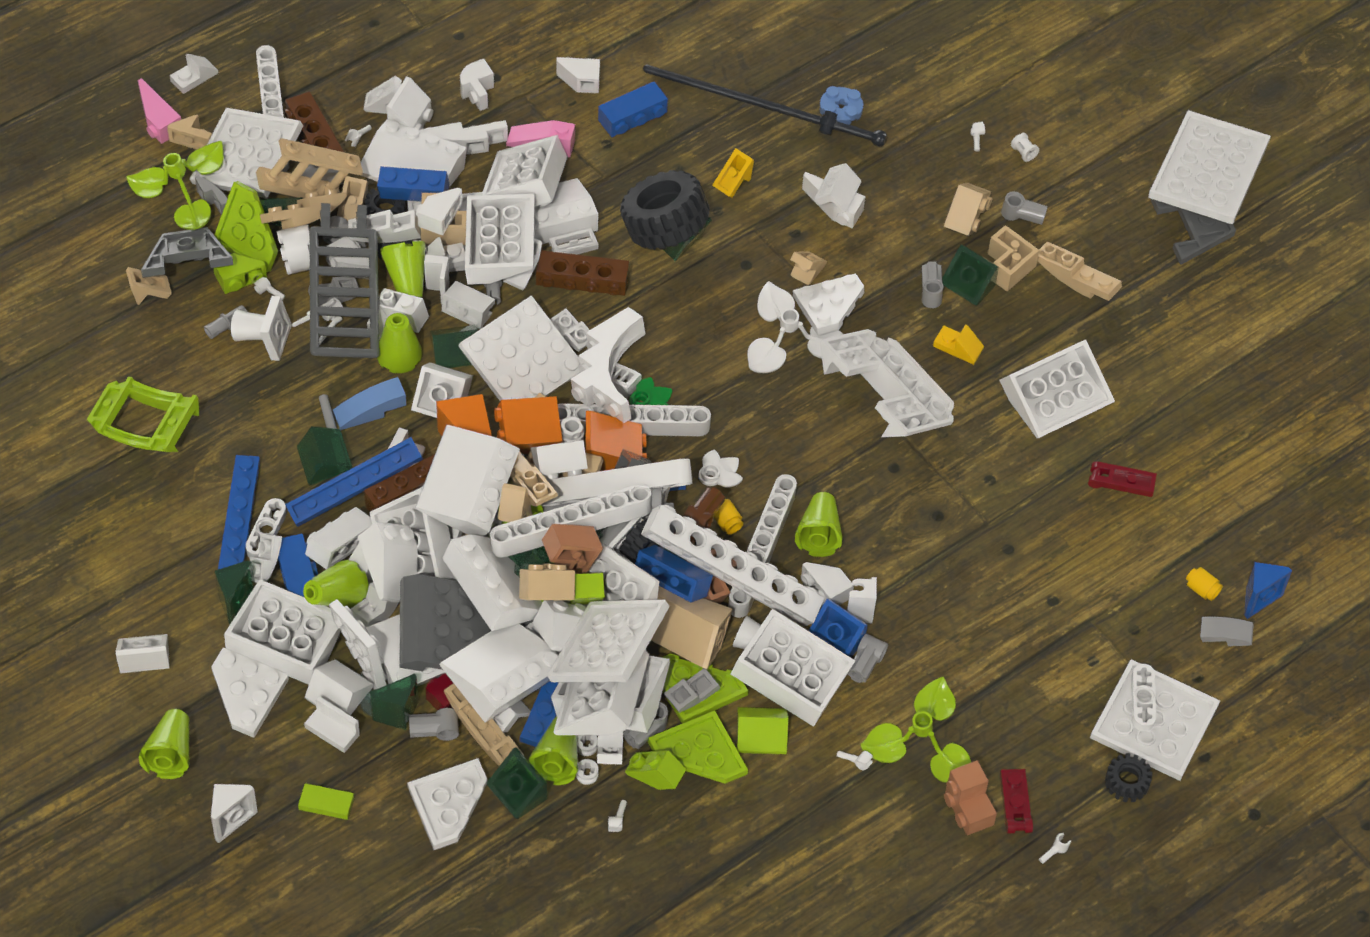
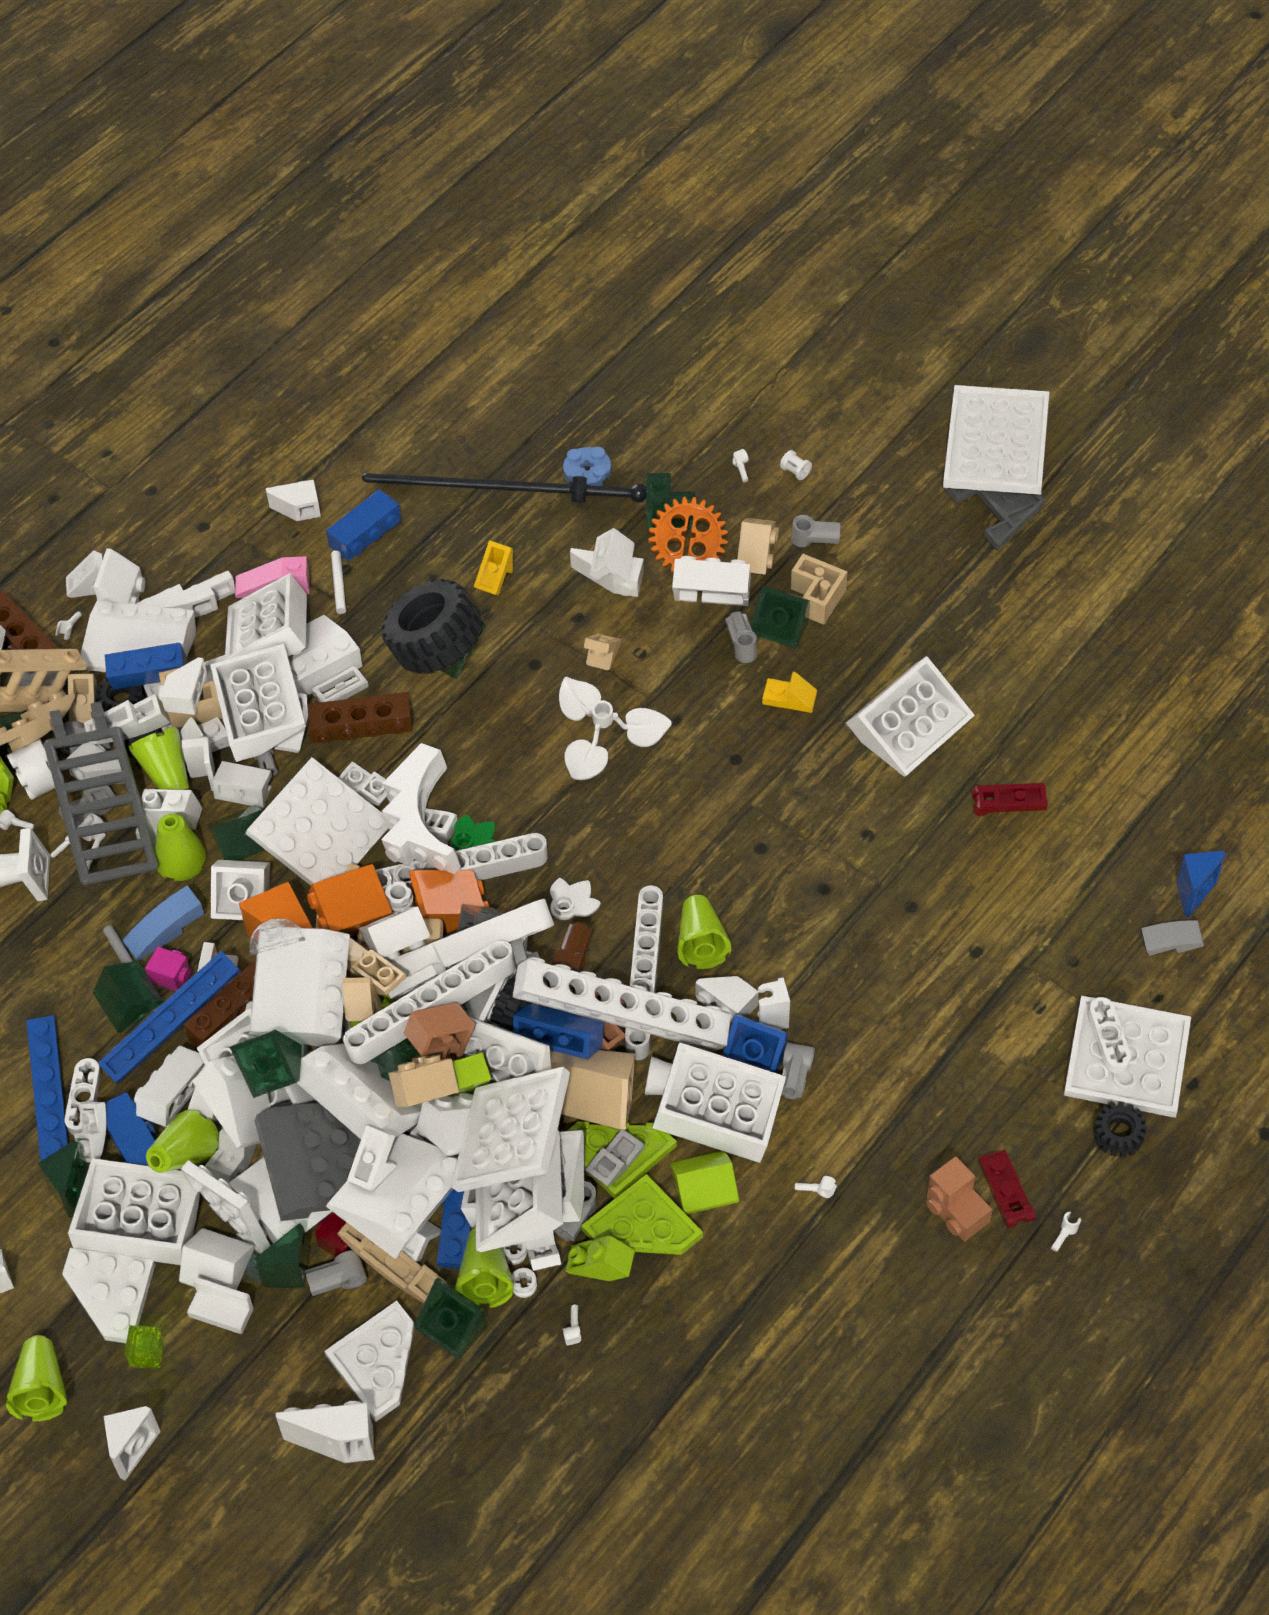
camera: 10 degrees left, 0 degrees up
(262, 740) = (144, 1346): none -> clear neon green brick
(326, 801) = (236, 1397): lime tile -> none
(364, 442) = (168, 969): none -> dark pink brick
(396, 846) = (333, 1431): none -> white slope
(423, 535) = (268, 1061): none -> clear green slope
(456, 432) = (275, 934): none -> clear plate
(475, 81) = (182, 537): white brick -> none
(485, 638) = (371, 1161): none -> white slope
(569, 491) = (419, 968): none -> white panel
(598, 148) = (338, 582): none -> white bar
(728, 517) = (599, 951): yellow brick -> none
(829, 302) = (637, 683): white plate -> none
(891, 179) = (667, 533): none -> orange gear
(899, 157) = (659, 493): none -> clear green brick
(910, 395) = (757, 766): white slope -> none
(924, 231) = (717, 580): none -> white piece
(935, 702) = (881, 1101): lime plant -> none
(1074, 273) = (887, 586): tan slope -> none
(1203, 583) = (1132, 891): yellow brick -> none

